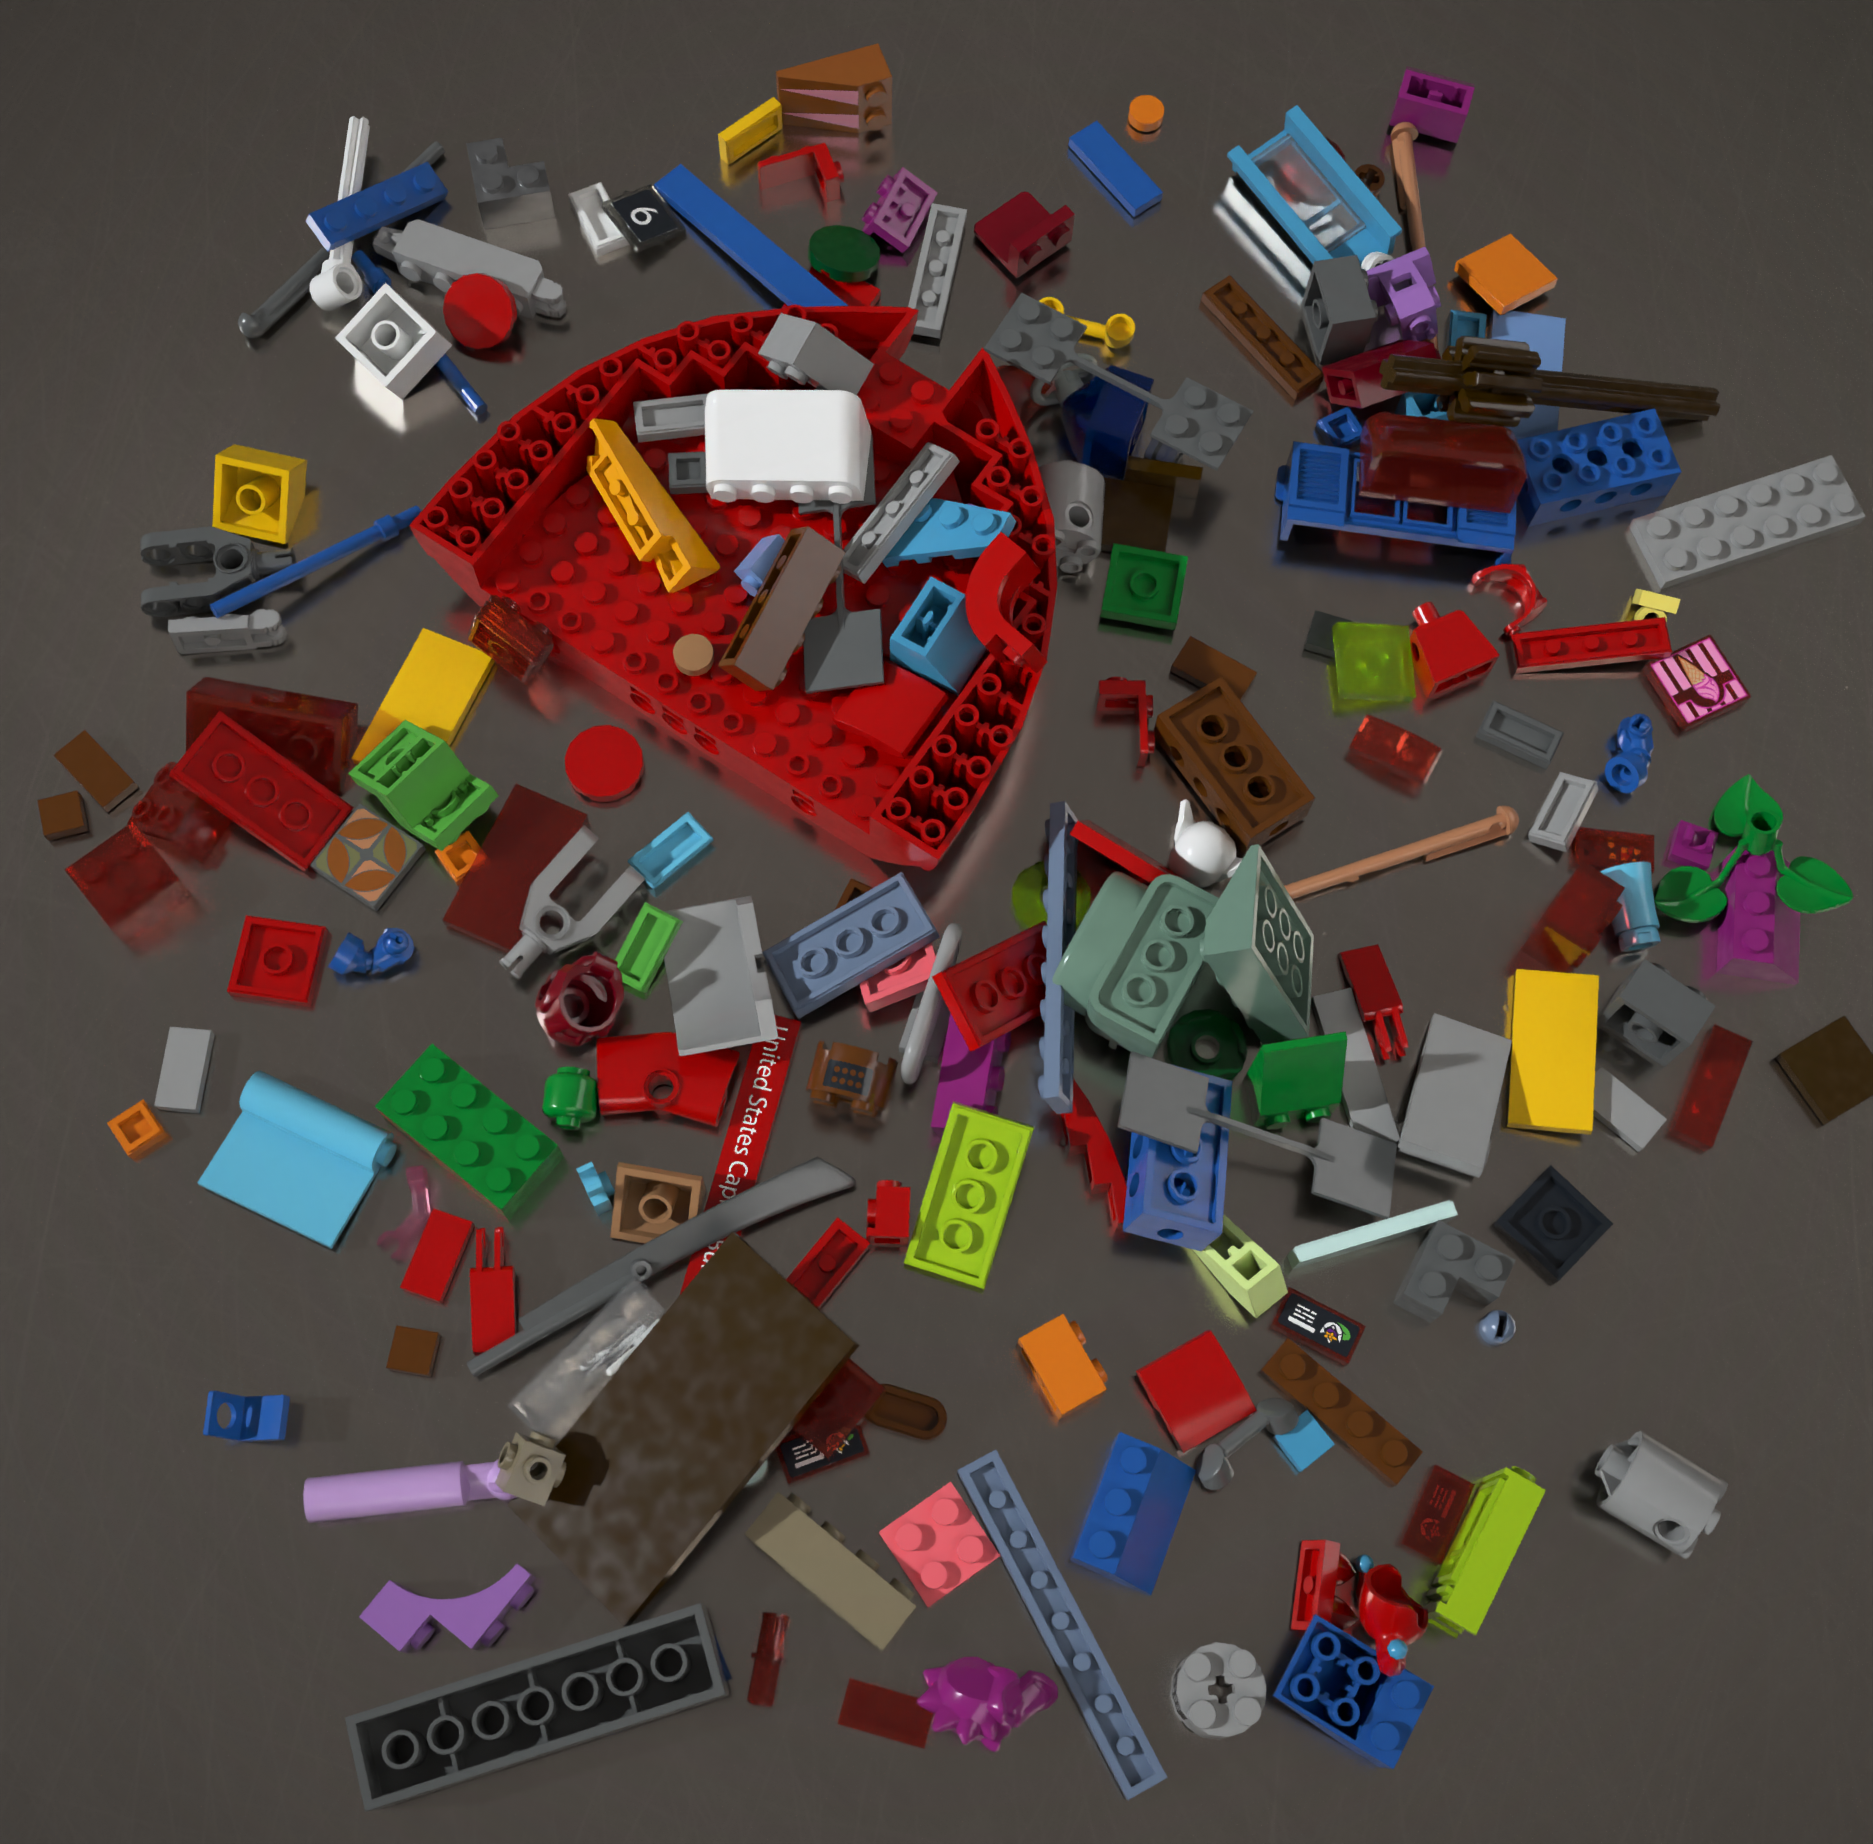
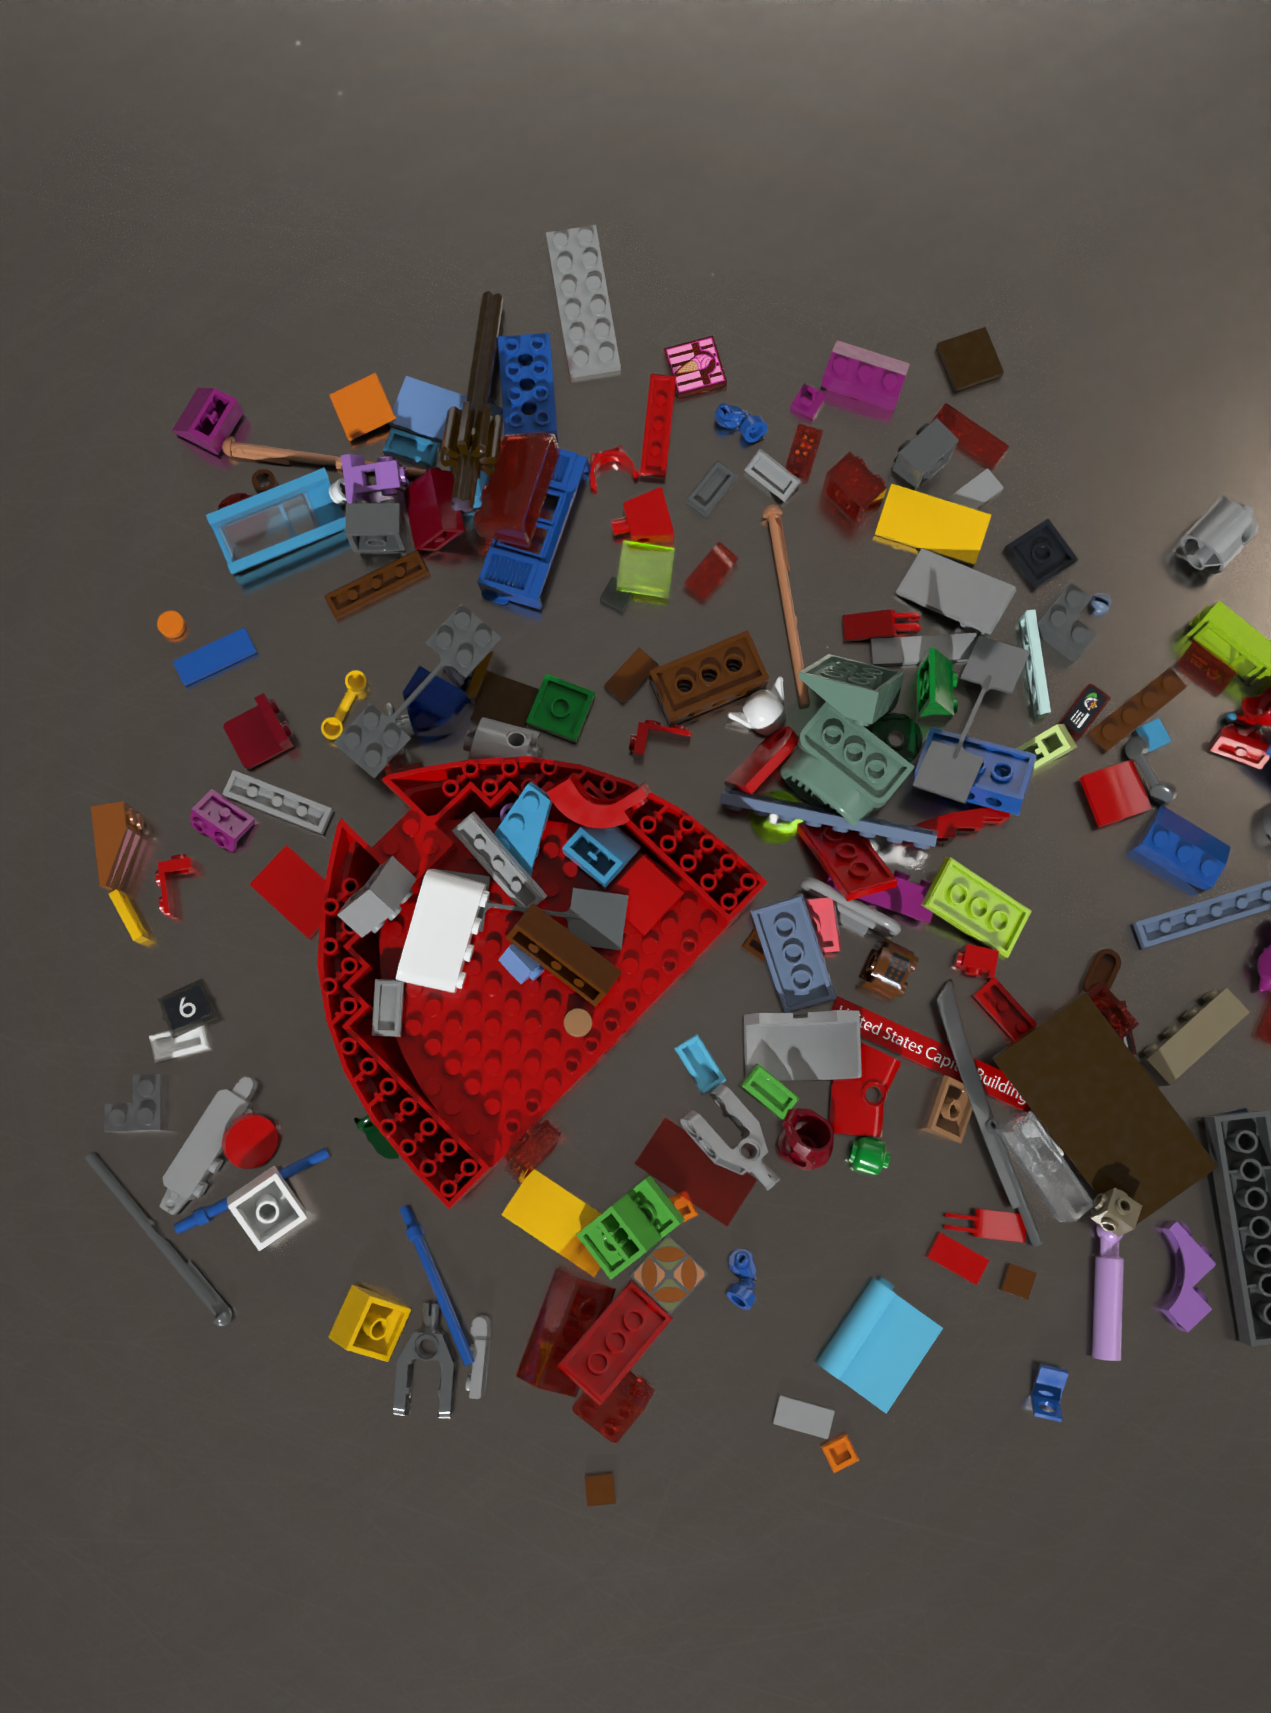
camera: 75 degrees left, 10 degrees up
(95, 771) = (569, 1463): reddish brown tile -> none
(128, 883) = (664, 1444): clear red brick -> none
(278, 961) = (734, 1345): red tile -> none
(338, 278) = (201, 1246): white piece -> none
(377, 206) = (143, 1207): blue plate -> none
(418, 1185) = (928, 1265): clear pink arm -> none
(470, 1131) = (881, 1225): green brick -> none
(597, 1187) = (931, 1146): medium azure plate -> none
(604, 763) = (626, 1100): red tile -> none
(646, 510) = (459, 1039): light orange wedge -> none
(687, 472) = (435, 1004): dark grey tile -> none
(743, 241) = (240, 927): blue tile -> none
(767, 1659) = (1239, 1083): clear red axle -> none
(843, 253) = (251, 865): dark green tile -> none
(939, 1544) = (1184, 968): coral plate -> none
(1062, 1365) = (1090, 871): orange brick -> none
(1340, 429) = (463, 548): blue tile -> none
(1637, 920) = (835, 447): medium azure plant -> none
(1654, 603) = (634, 377): light yellow tile -> none
(1751, 813) = (791, 362): green plant -> none

